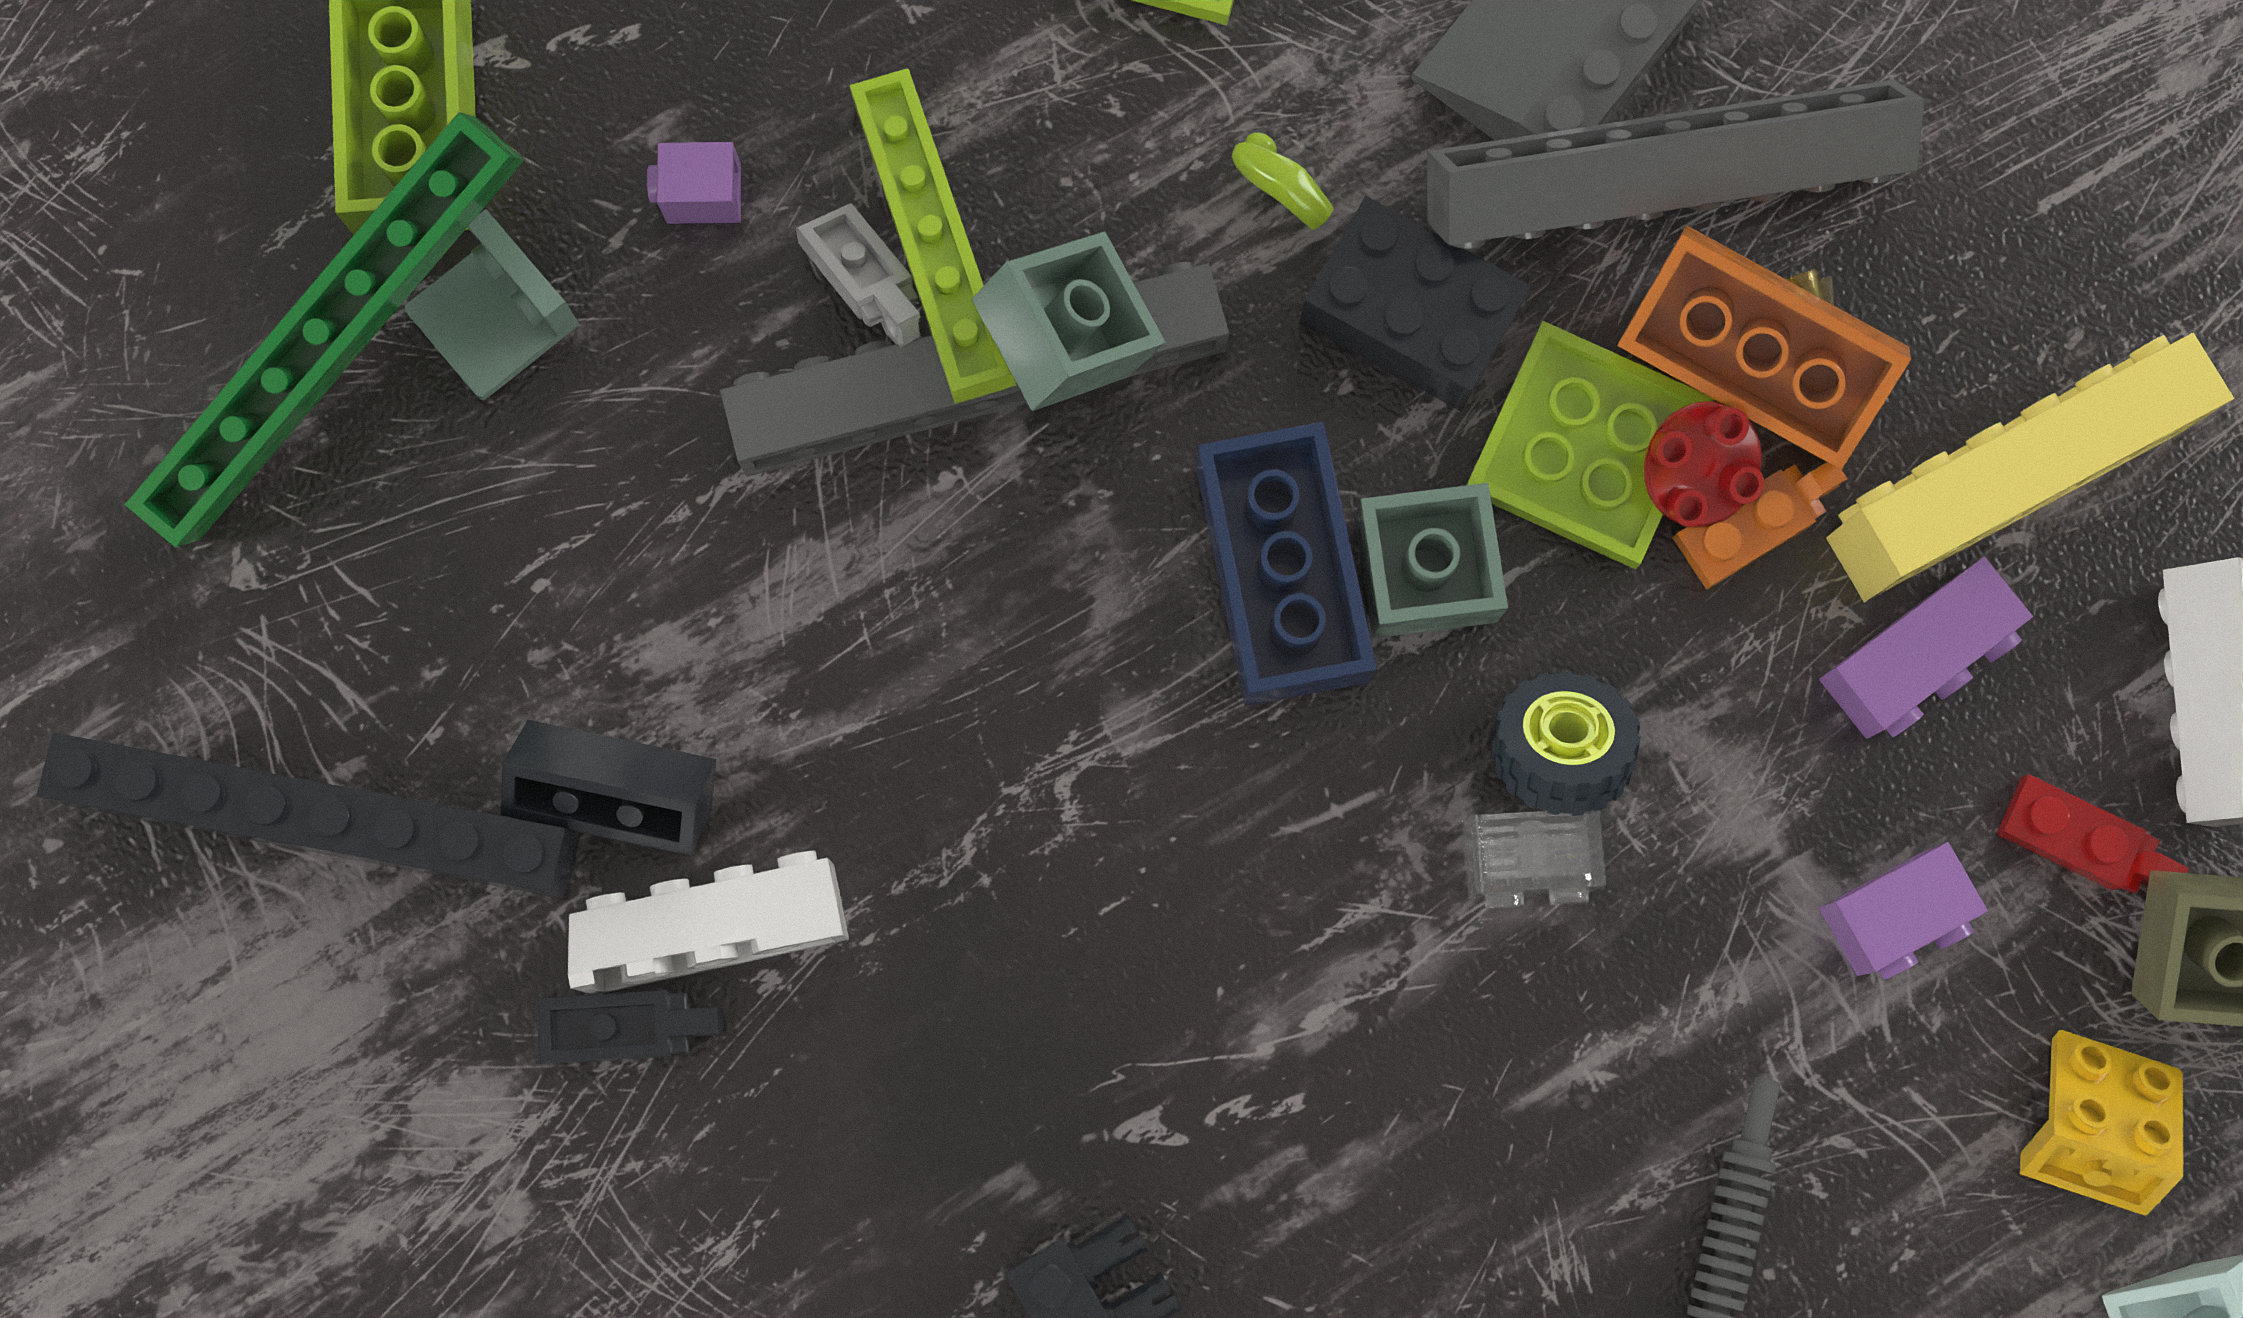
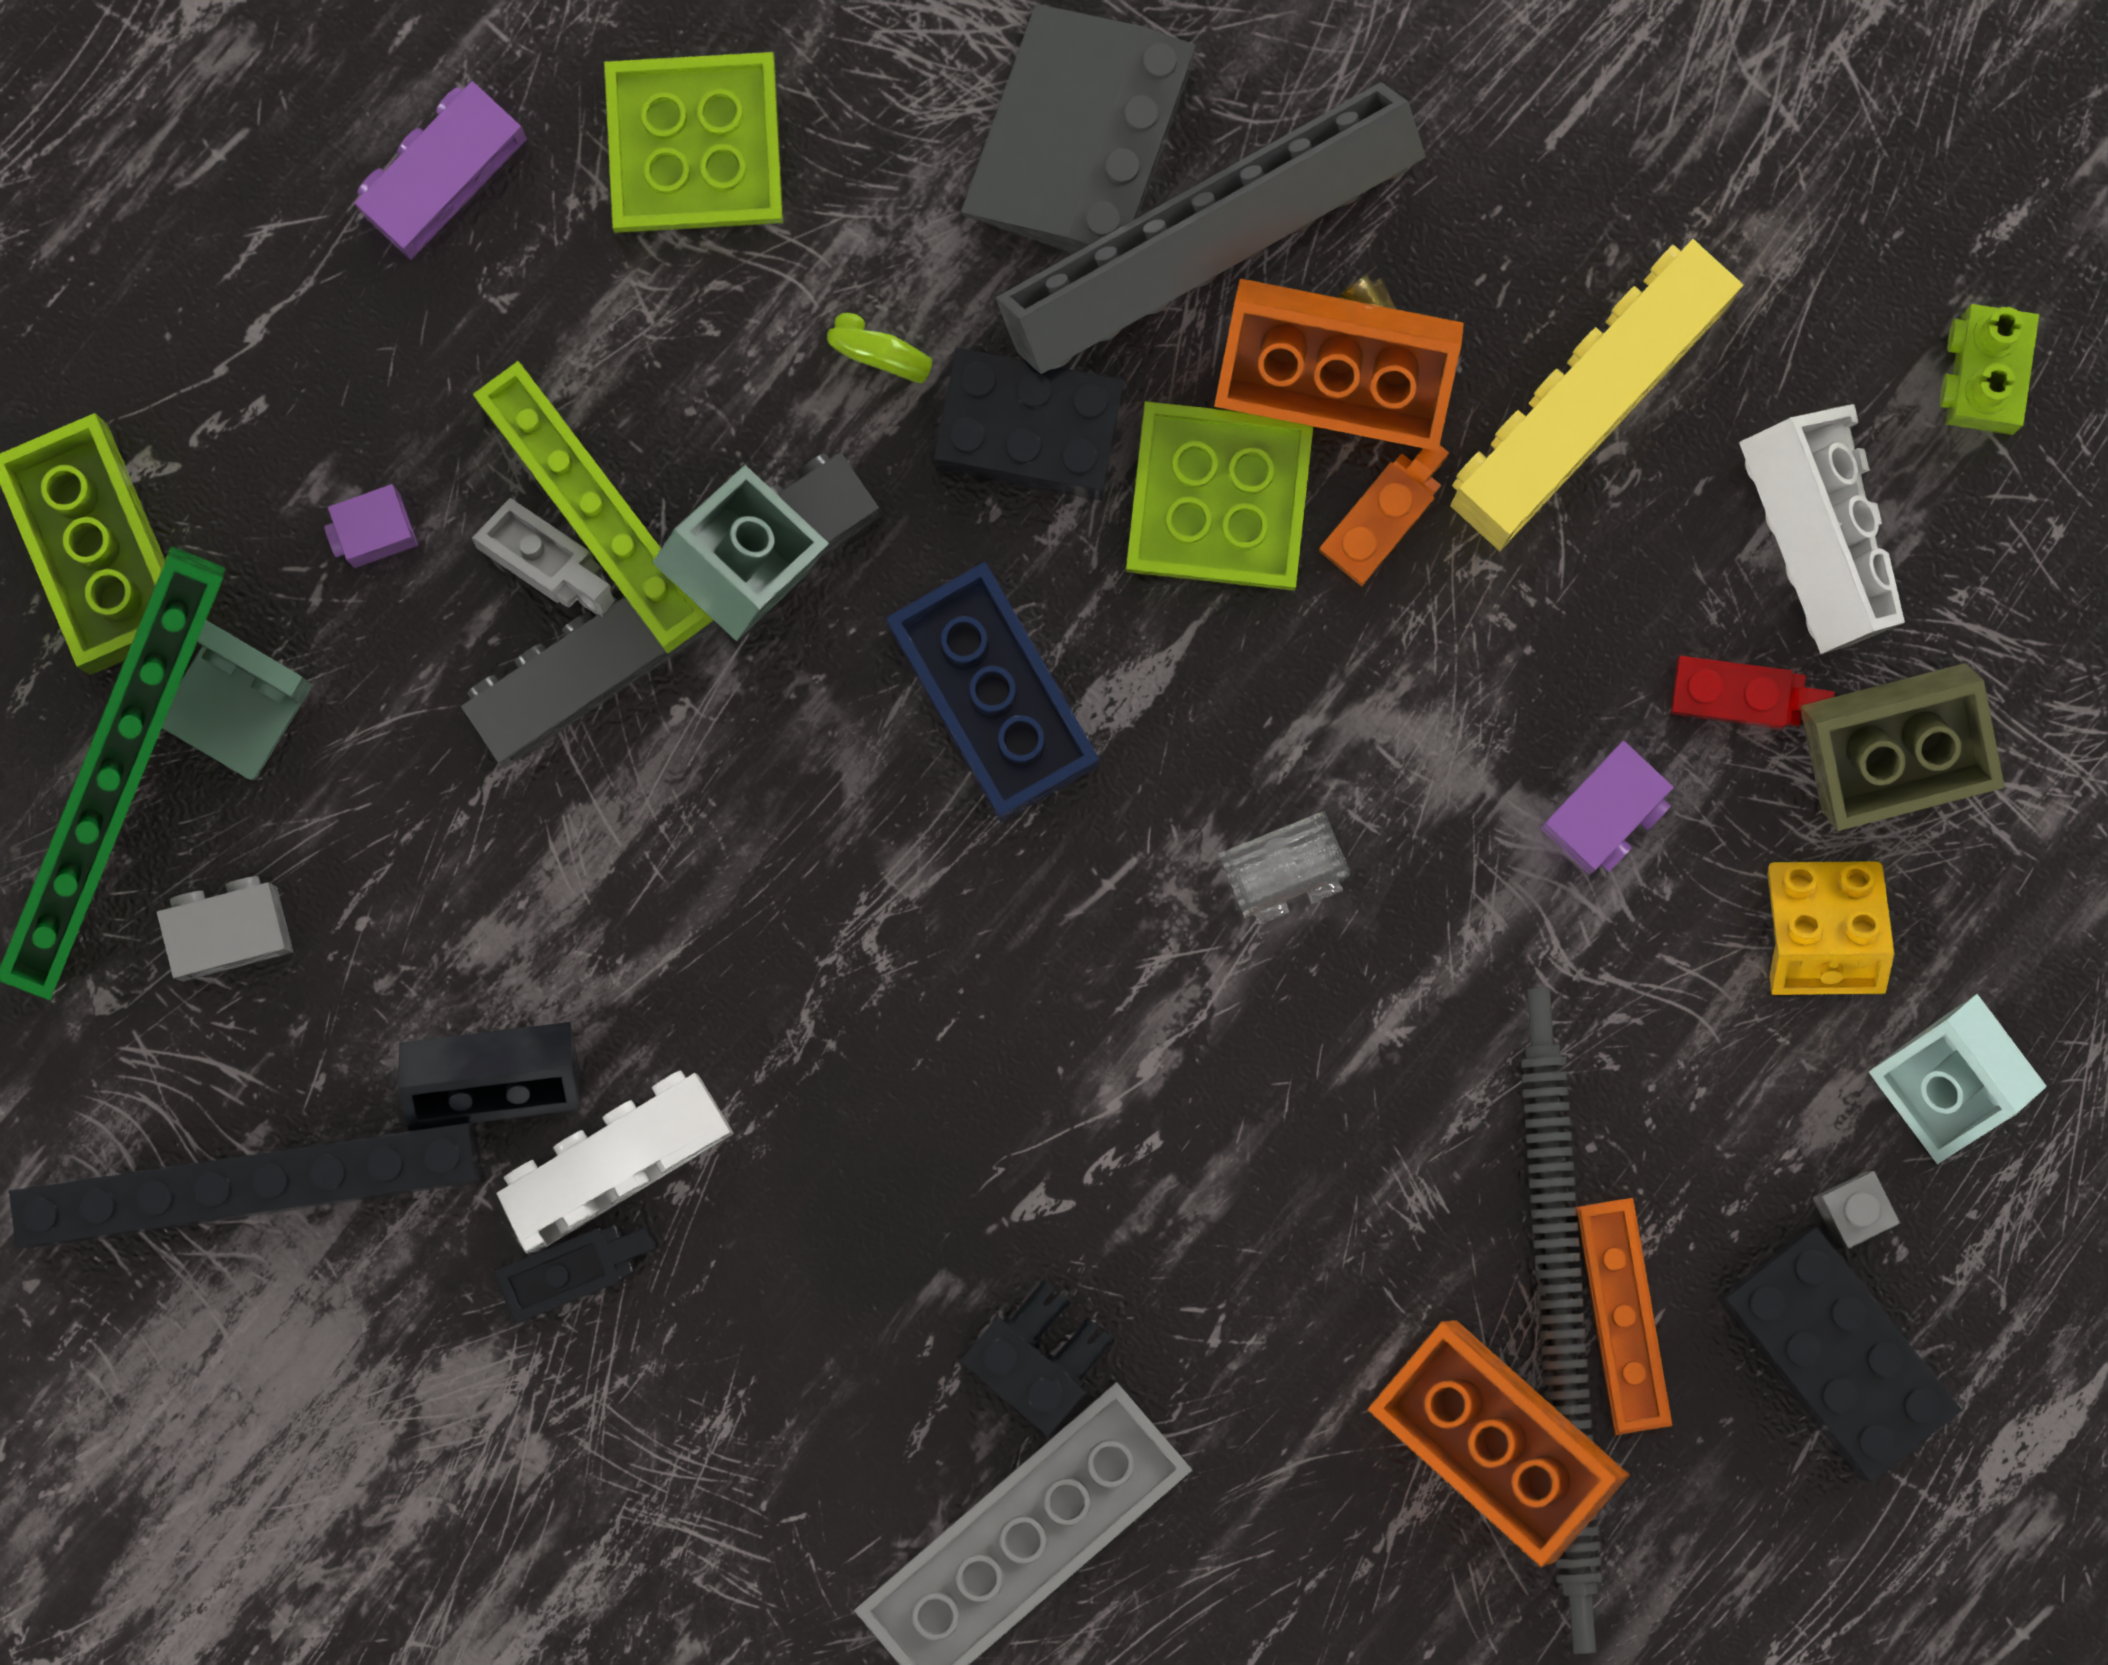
camera: 15 degrees left, 5 degrees up
(391, 540) = (224, 929): none -> light grey brick
(1430, 560) = (1115, 647): sand green brick -> none
(1566, 743) = (1286, 793): black wheel -> none
(1703, 464) = (1321, 485): red dish -> none
(1928, 651) = (1562, 579): medium lavender brick -> none

